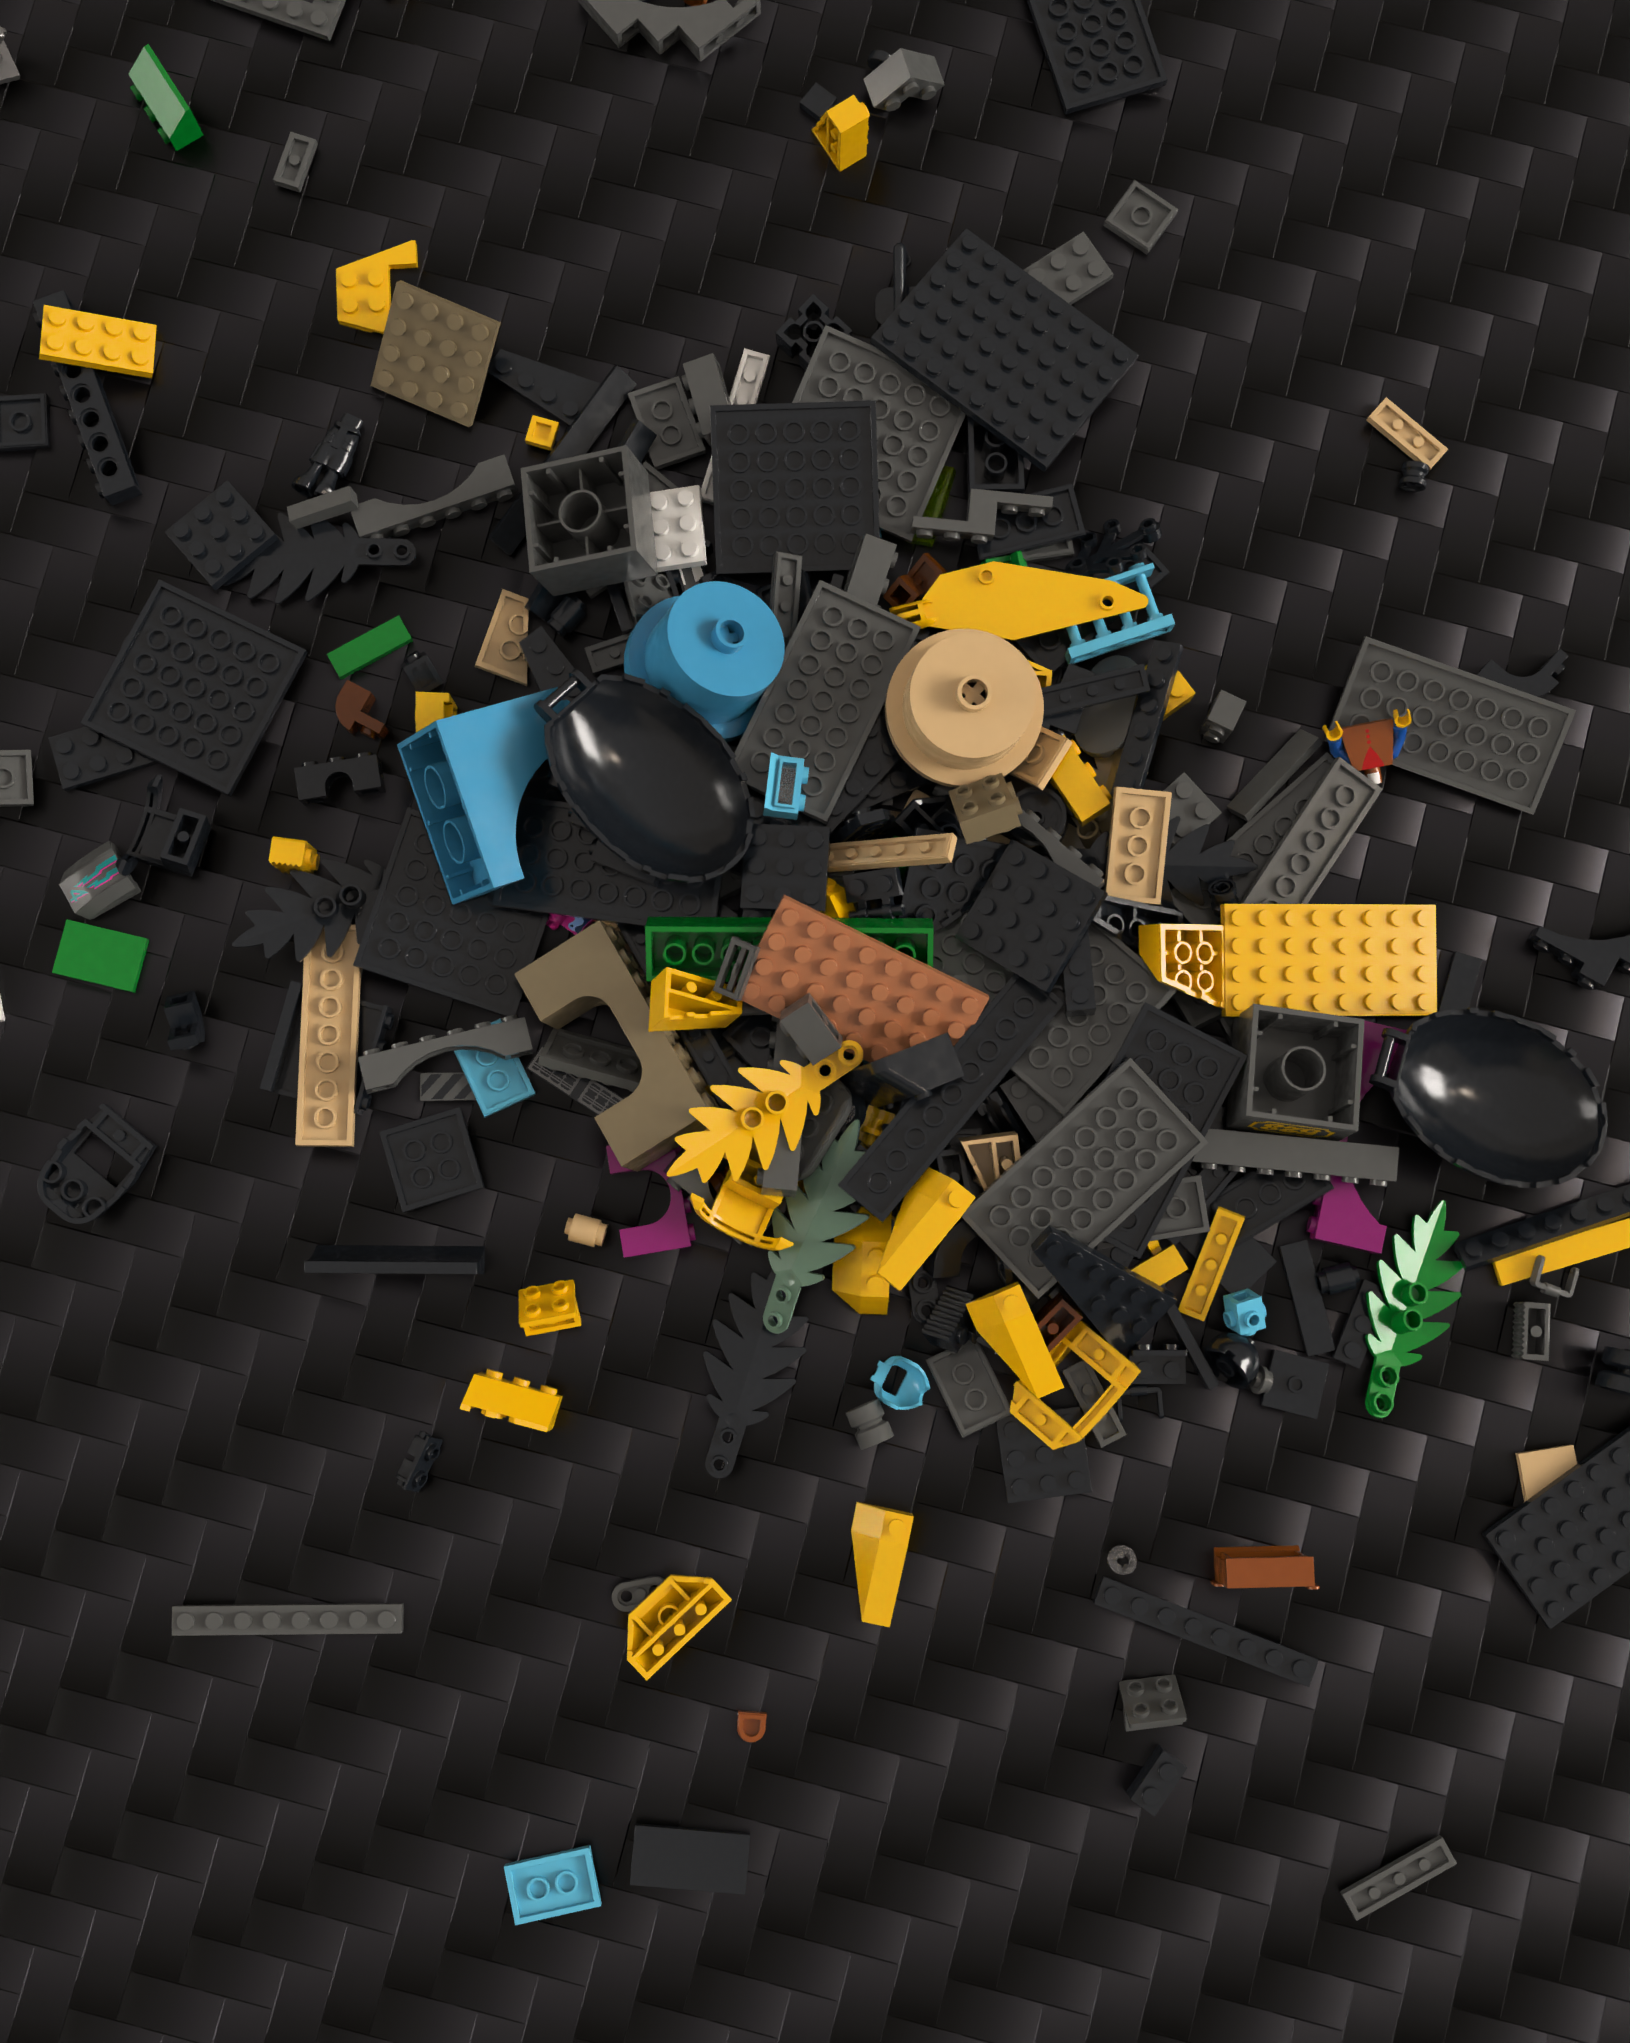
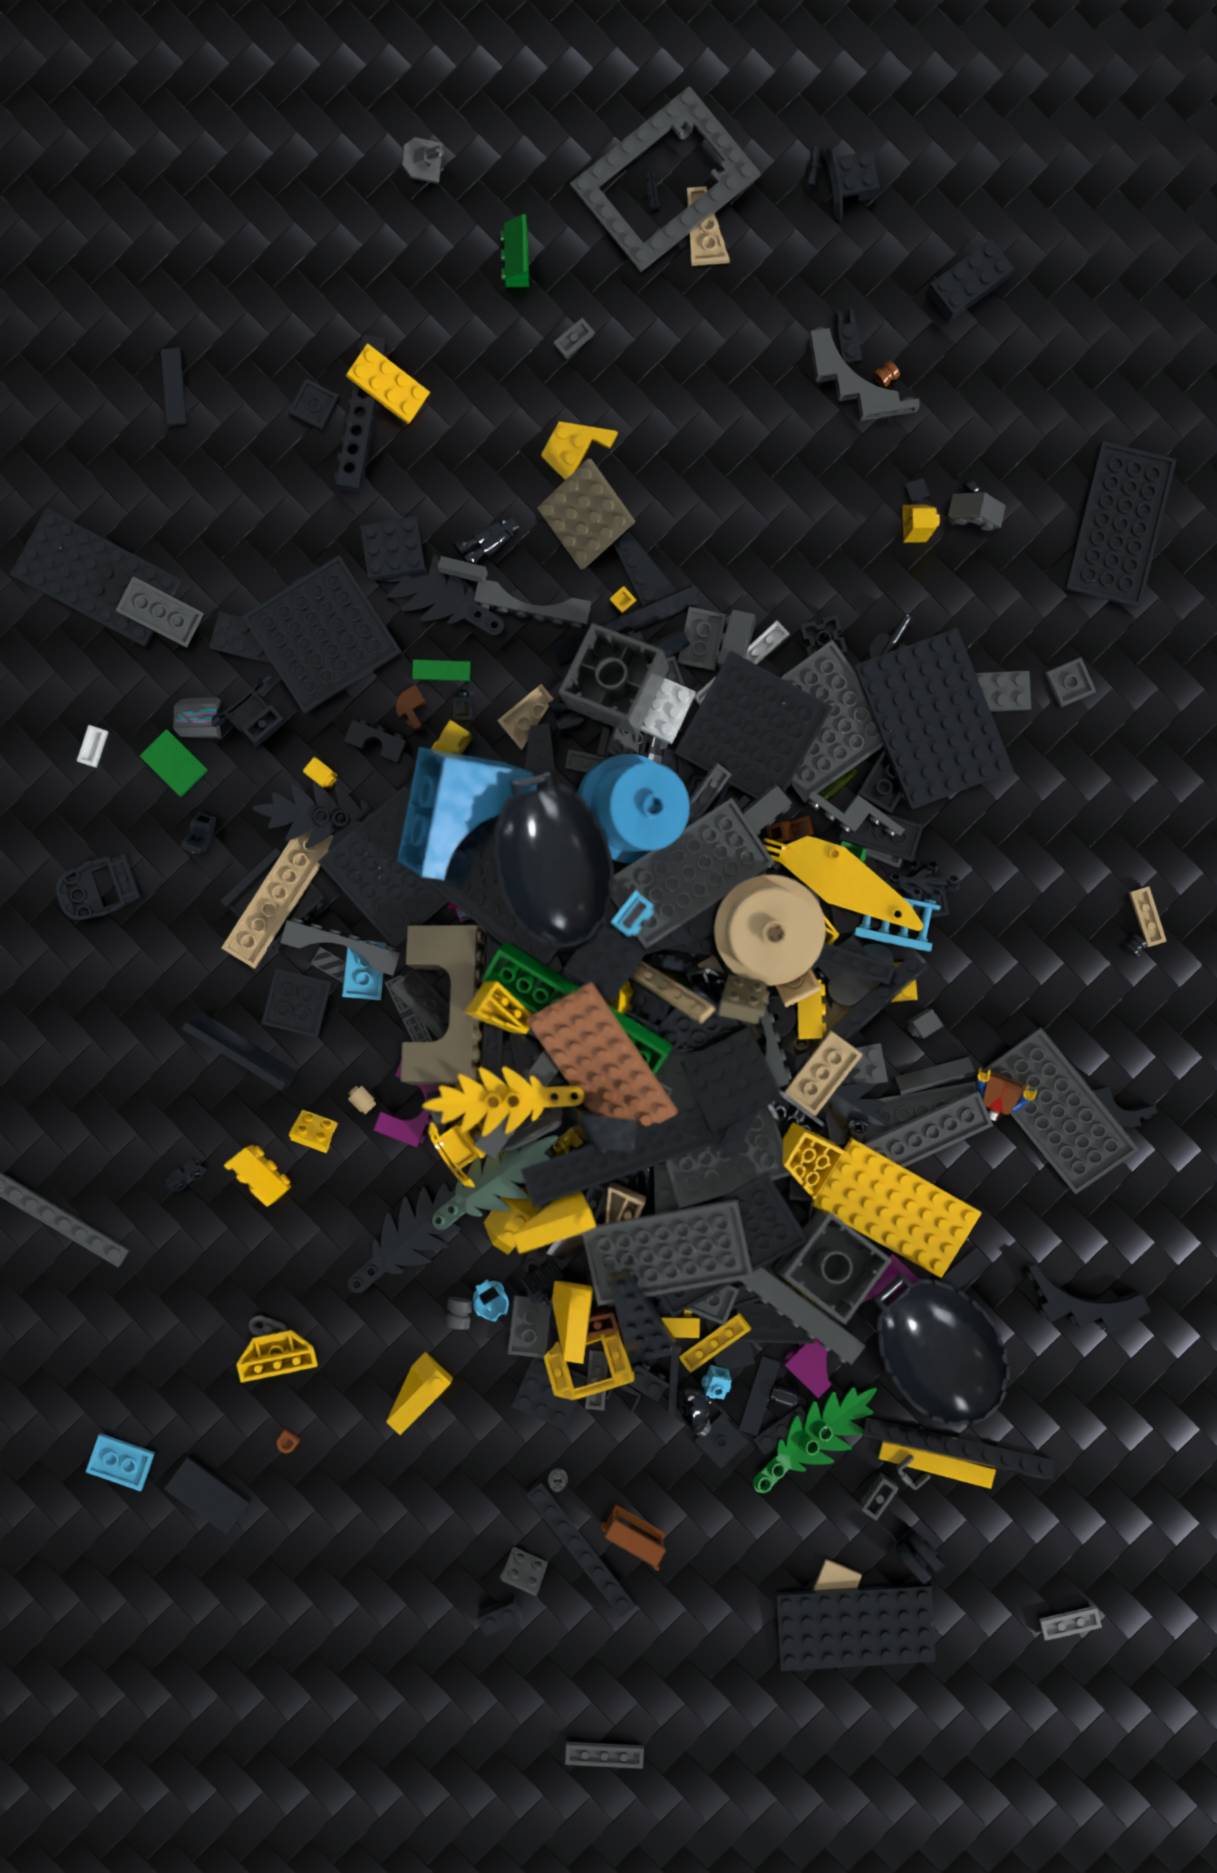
camera: 35 degrees right, 5 degrees up
(746, 972) = (550, 997): dark grey tile -> none
(810, 1029) = (559, 1068): dark grey brick -> none

